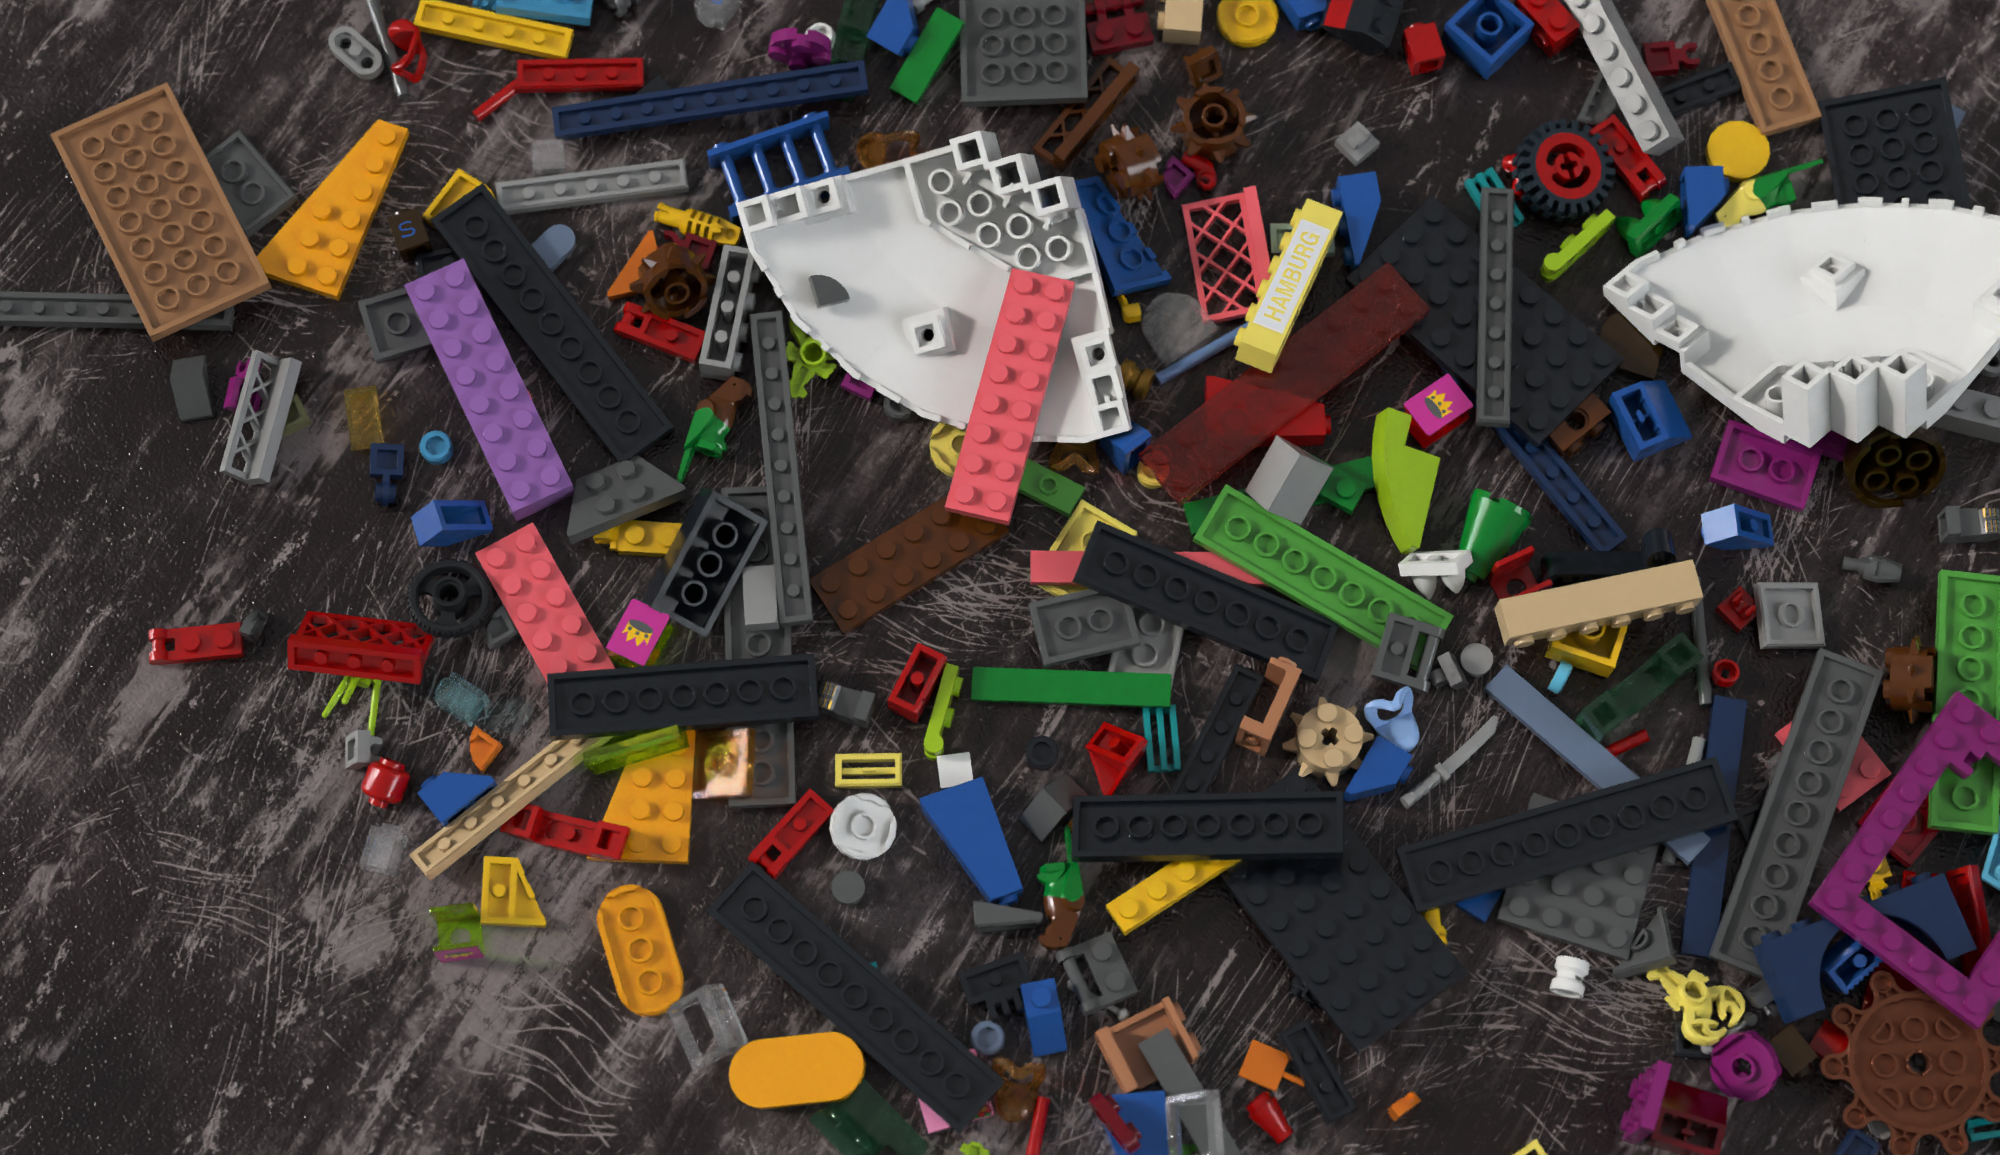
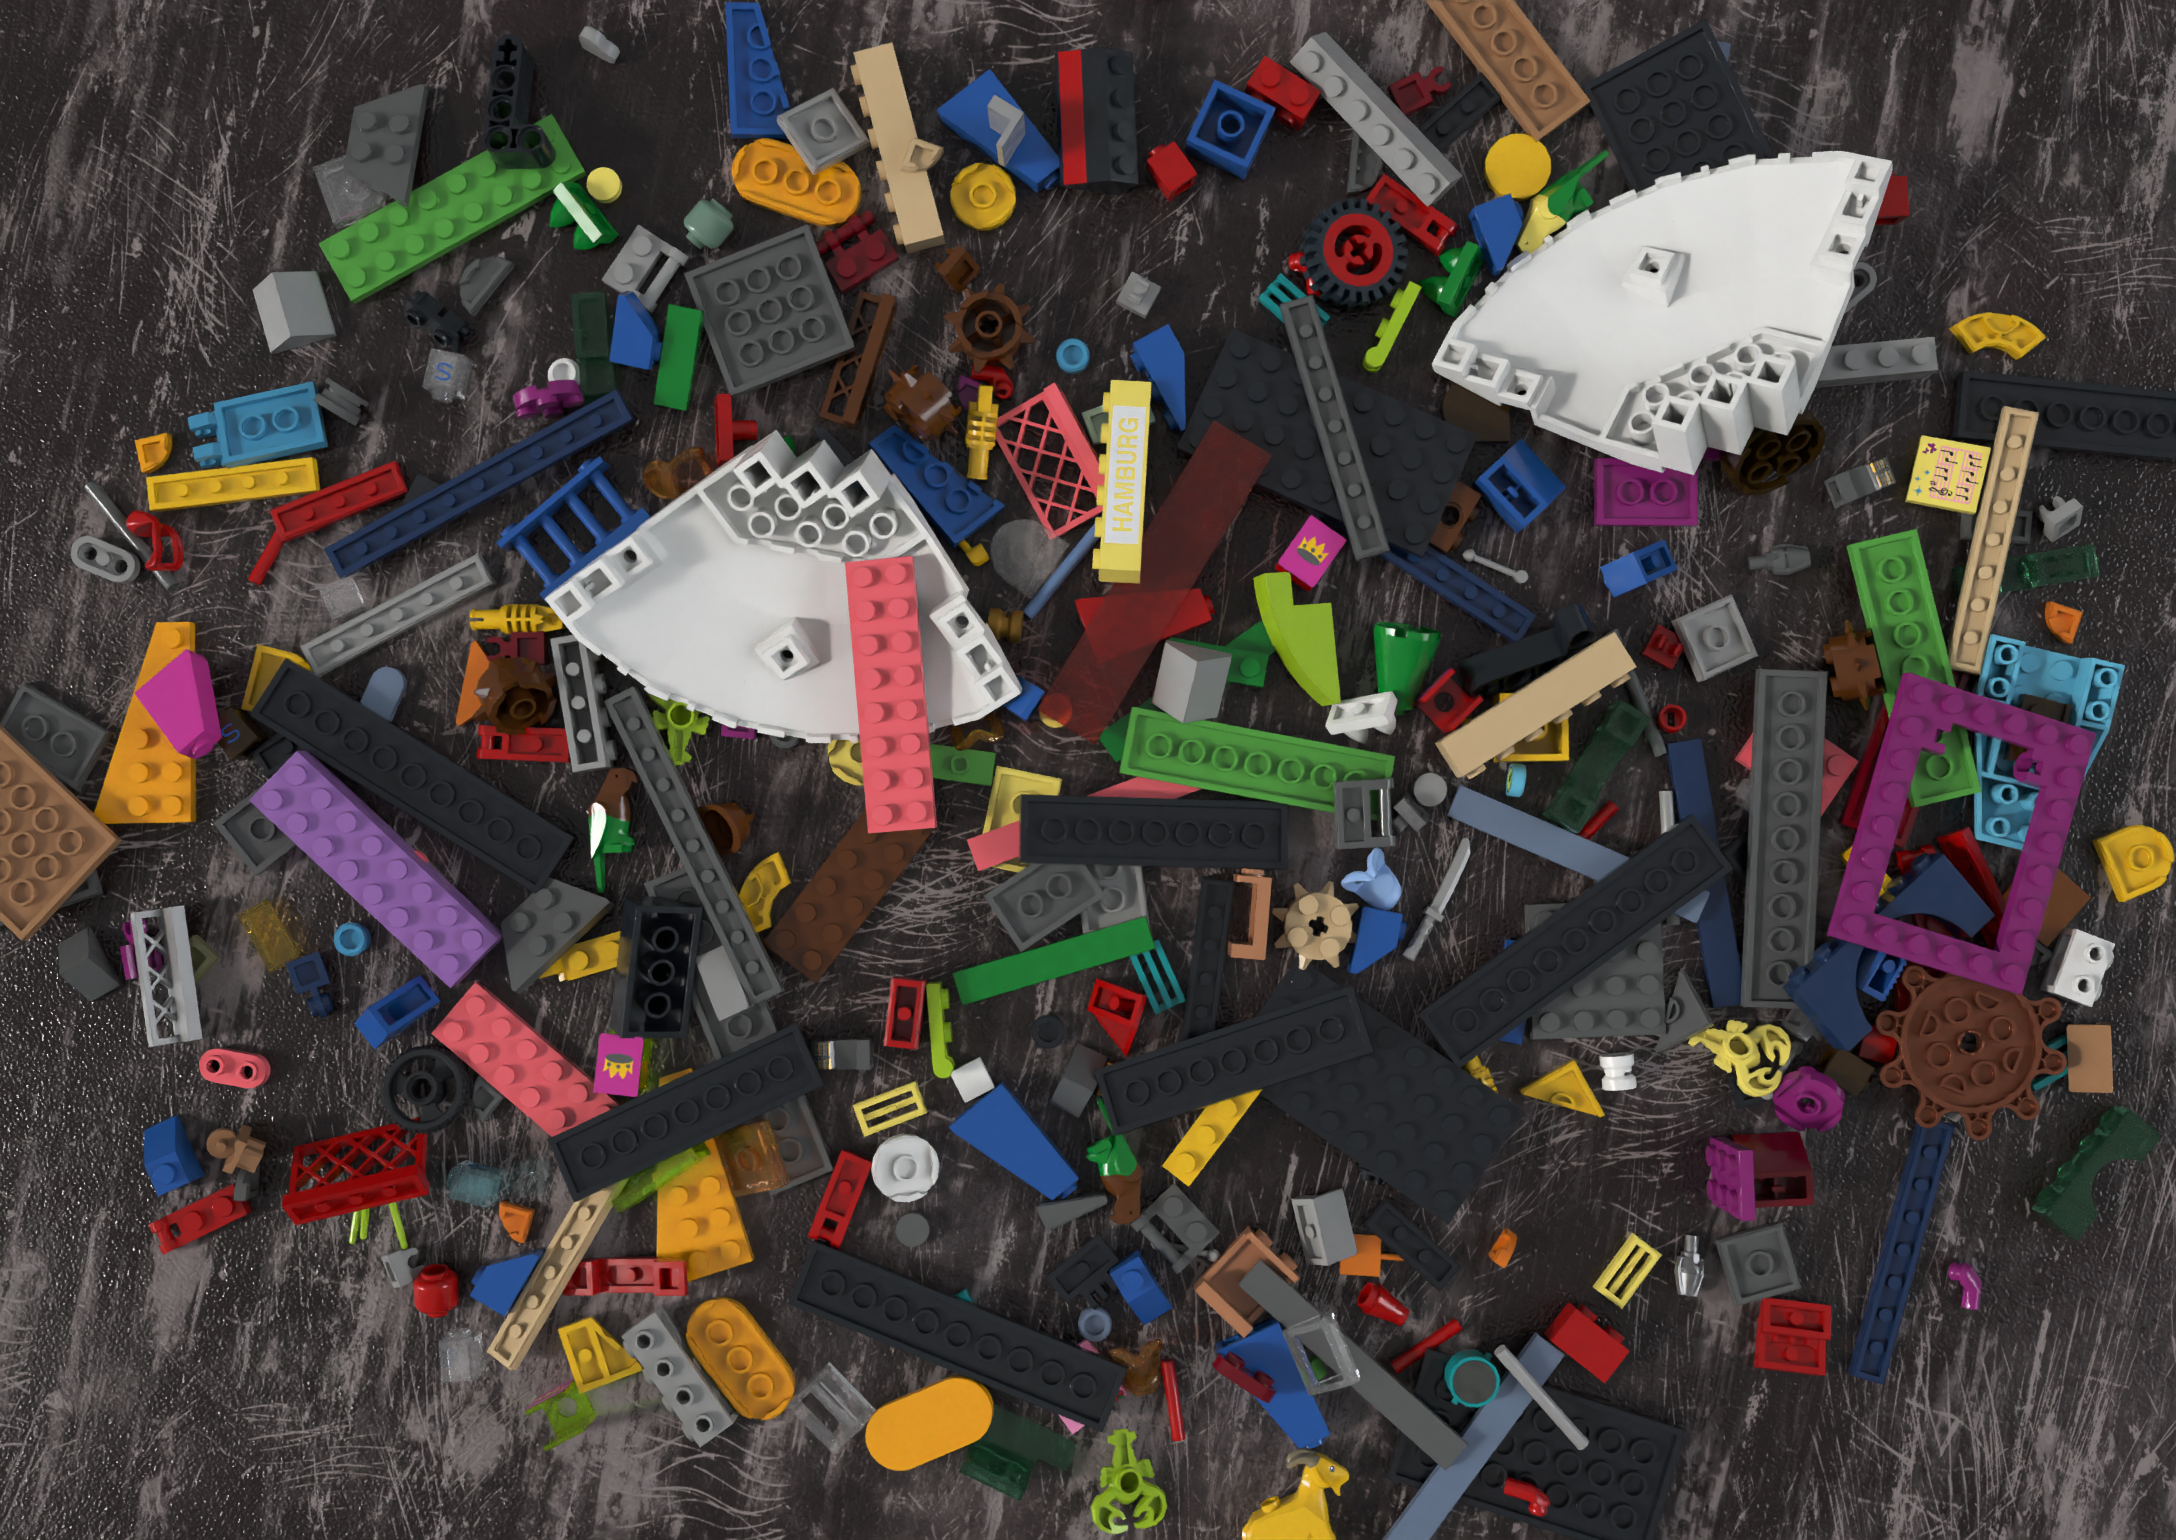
camera: 20 degrees left, 15 degrees up
(194, 579) = (170, 1156): none -> blue slope
(258, 586) = (238, 1150): none -> medium nougat hips
(282, 521) = (233, 1067): none -> coral plate
(379, 188) = (184, 704): none -> dark pink slope
(578, 941) = (679, 1377): none -> light grey brick
(816, 461) = (726, 825): none -> reddish brown piece
(826, 533) = (762, 888): none -> yellow tile
(827, 291) = (671, 651): dark grey tile -> none
(946, 126) = (729, 429): none -> red tile
(1173, 208) = (981, 432): none -> yellow hinge
(1239, 1023) = (1324, 1227): none -> light grey panel
(1279, 174) = (1072, 356): none -> dark azure tile
(1513, 978) = (1565, 1088): none -> yellow tile
(1623, 501) = (1519, 576): none -> light grey hinge

